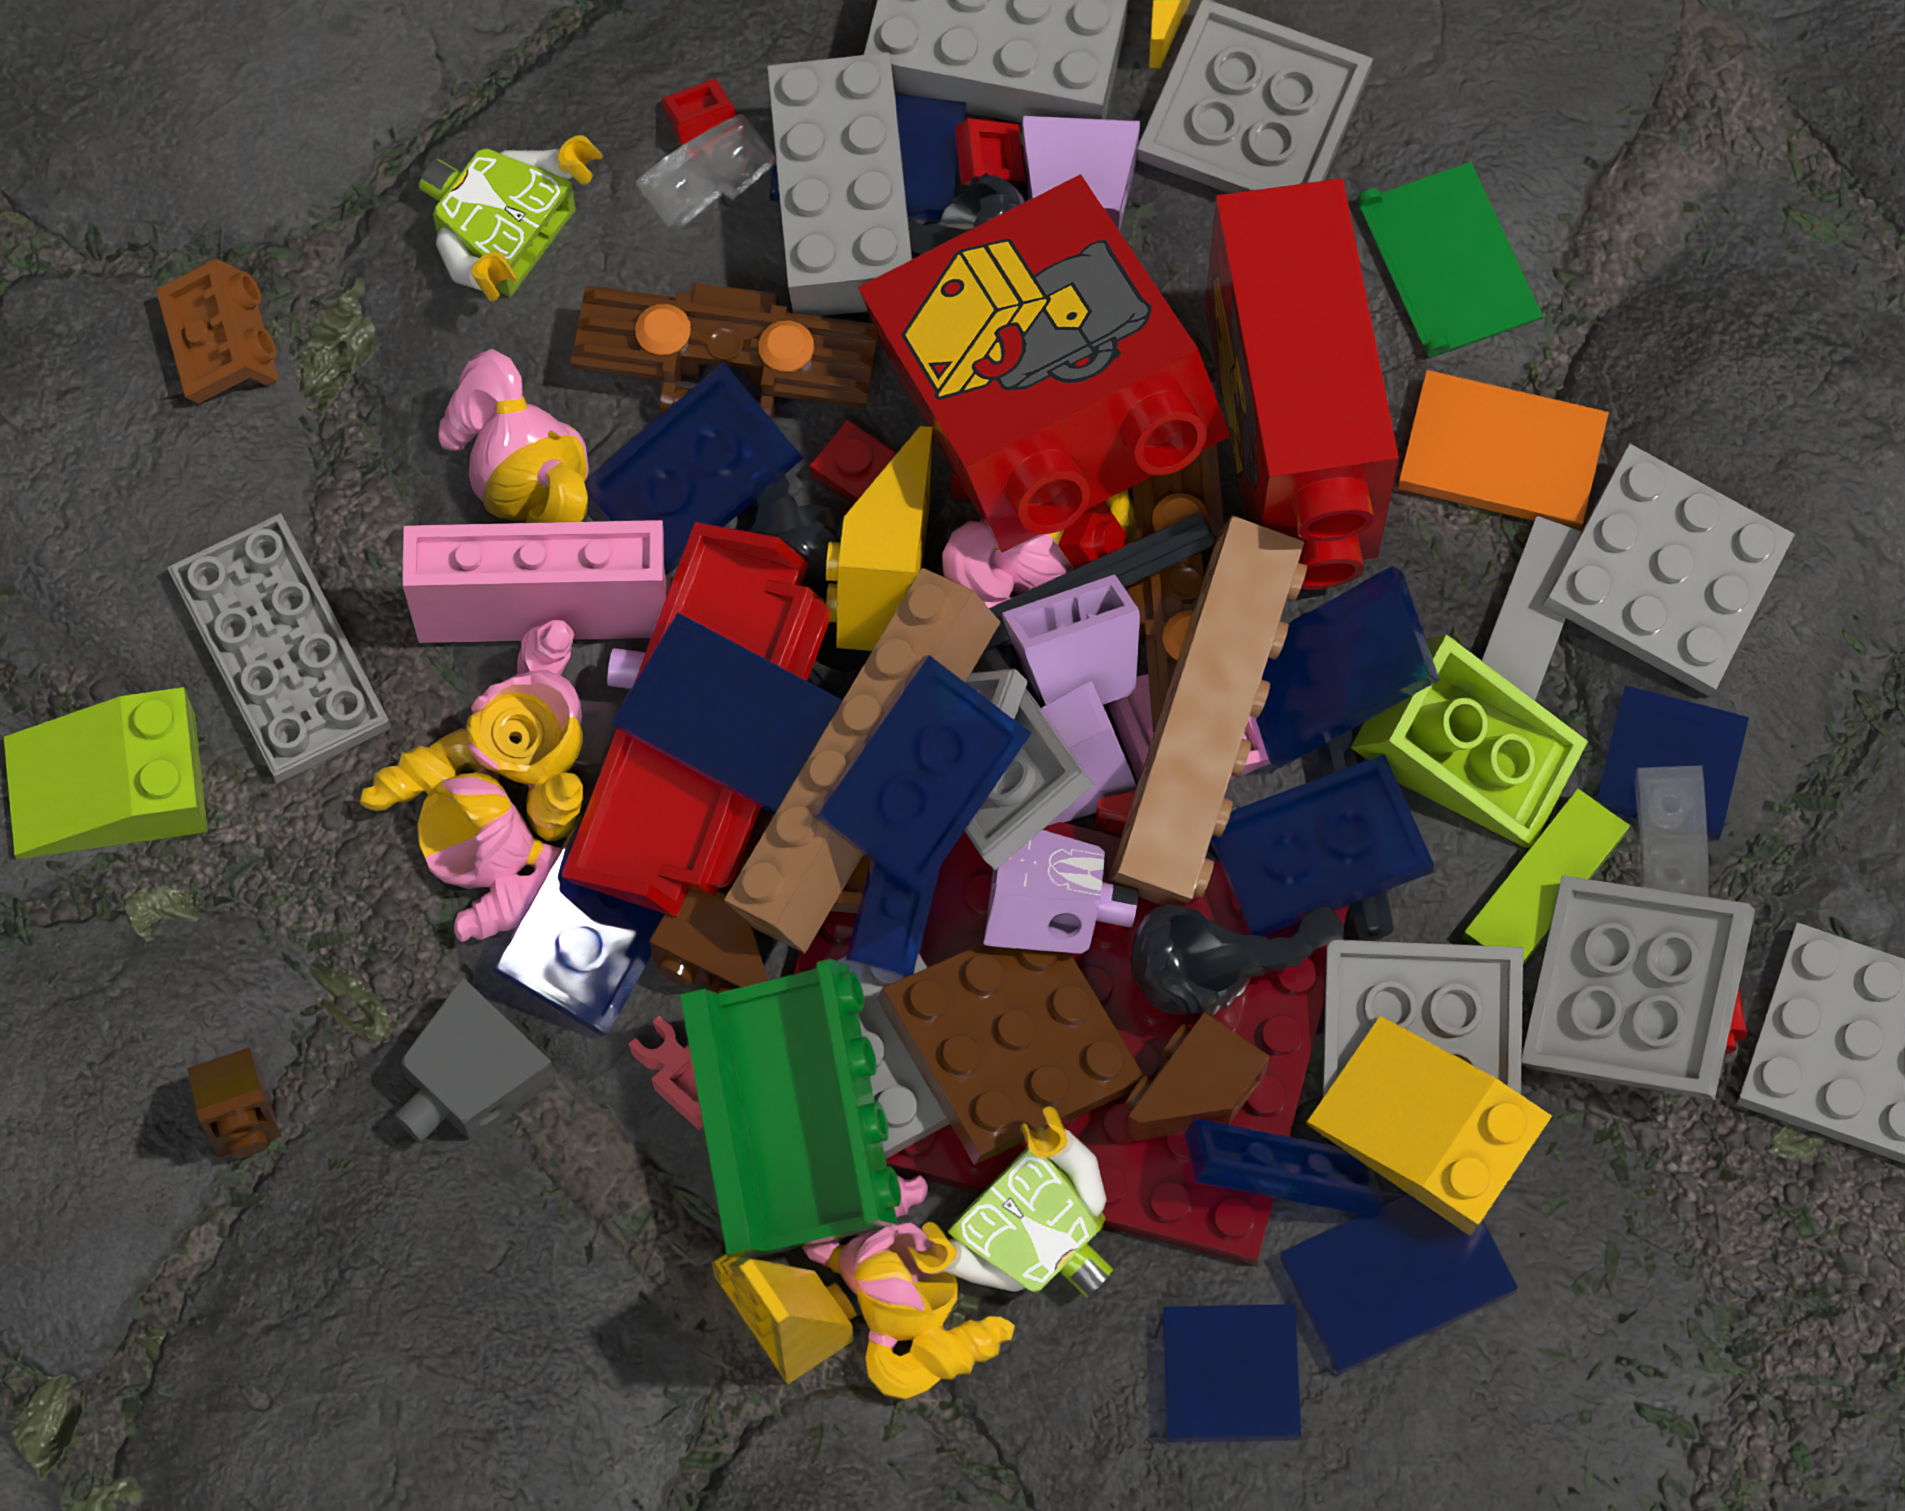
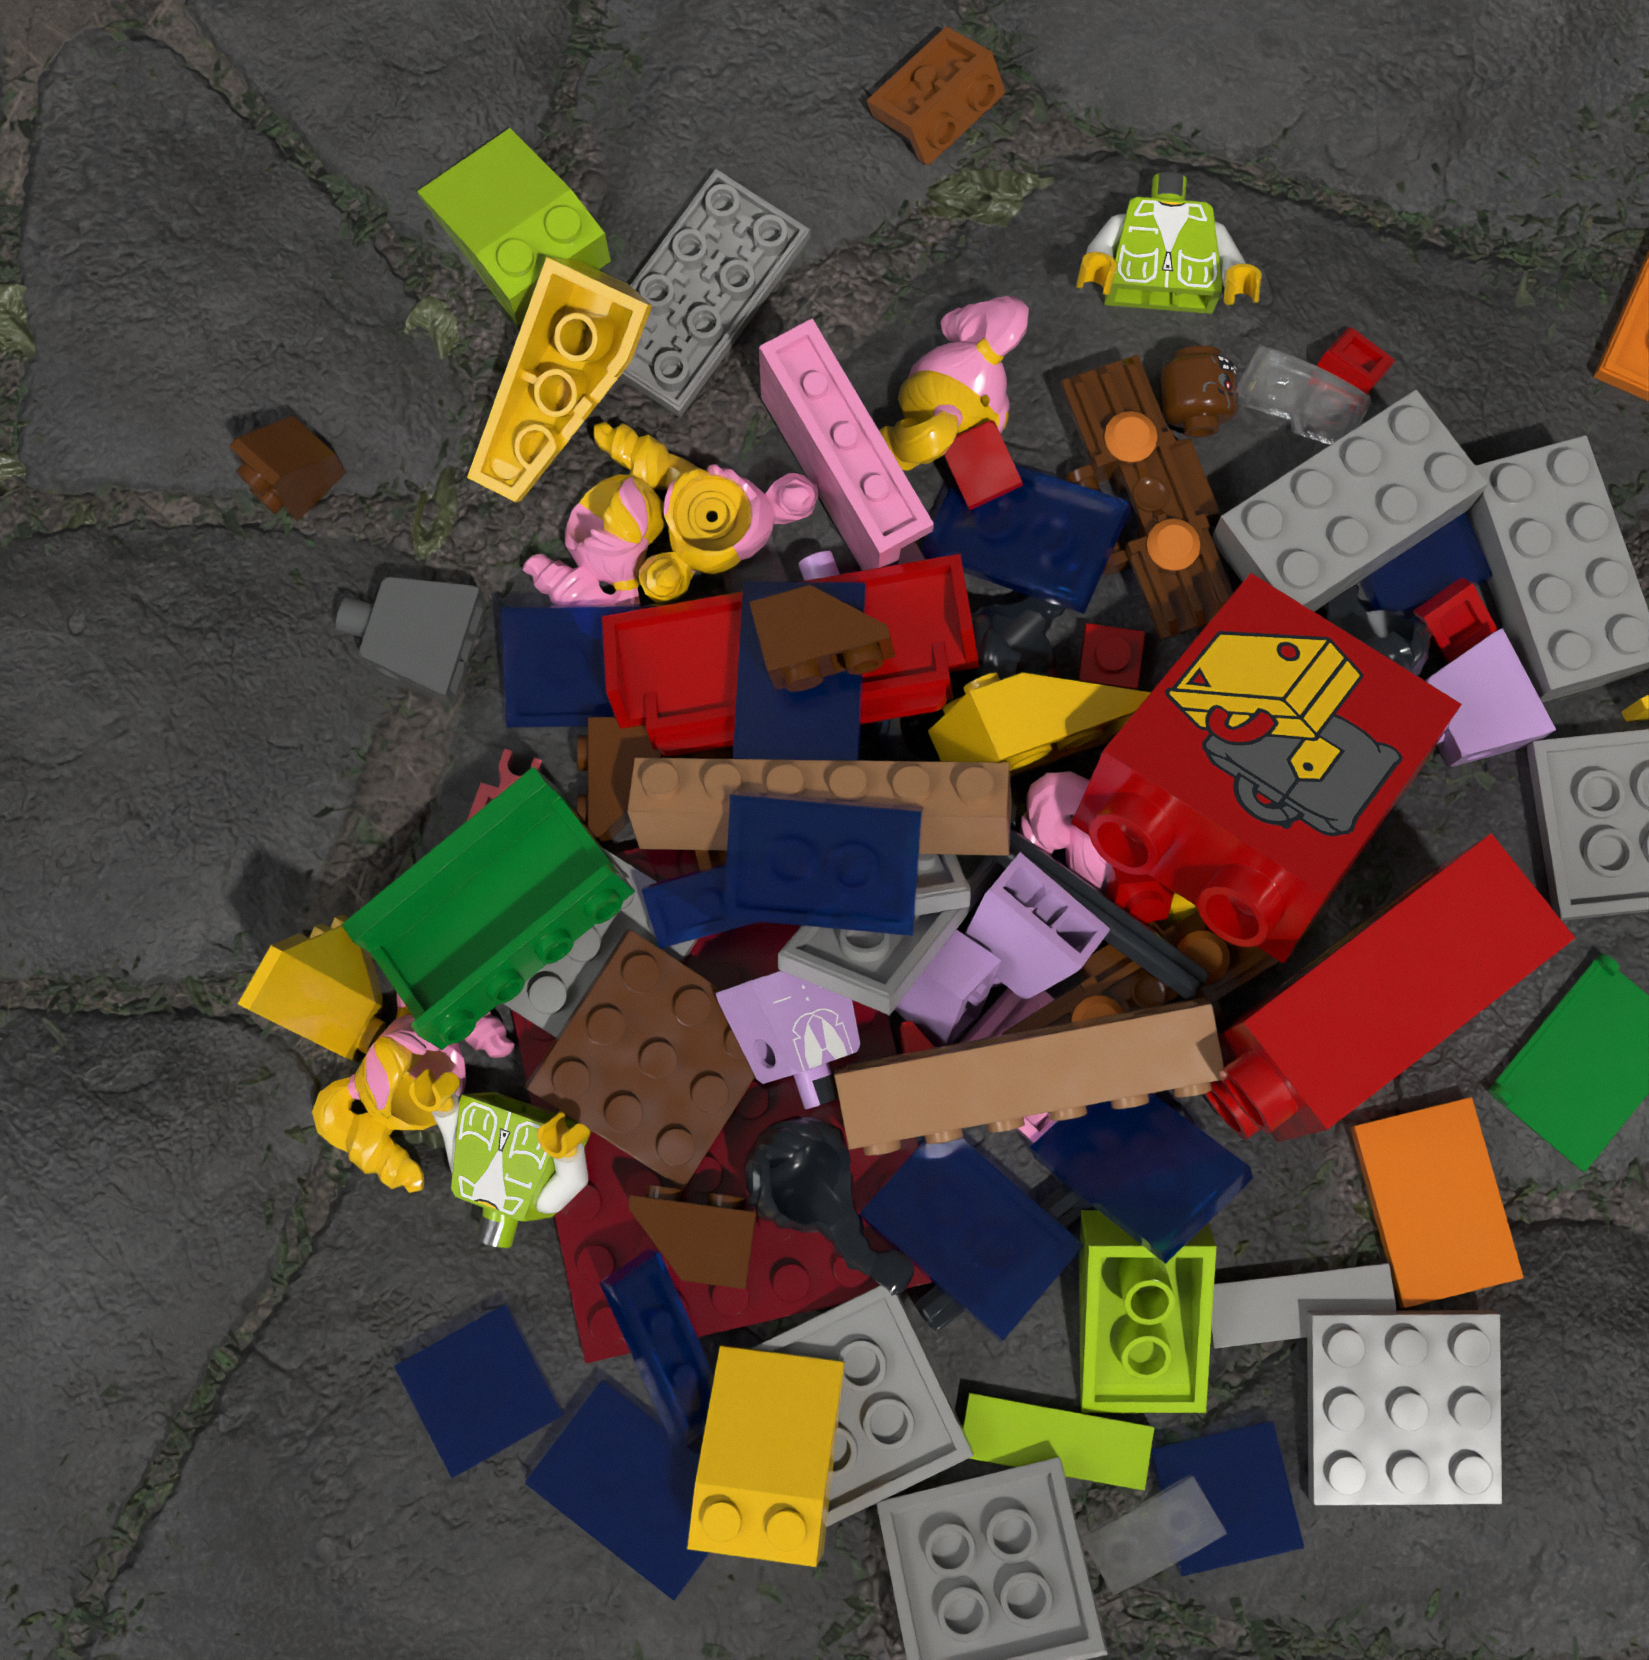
camera: 60 degrees right, 10 degrees up
(292, 787) = (562, 365): none -> yellow wedge
(613, 472) = (982, 465): none -> red slope
(649, 253) = (1199, 390): none -> reddish brown head
(707, 673) = (816, 636): none -> reddish brown slope

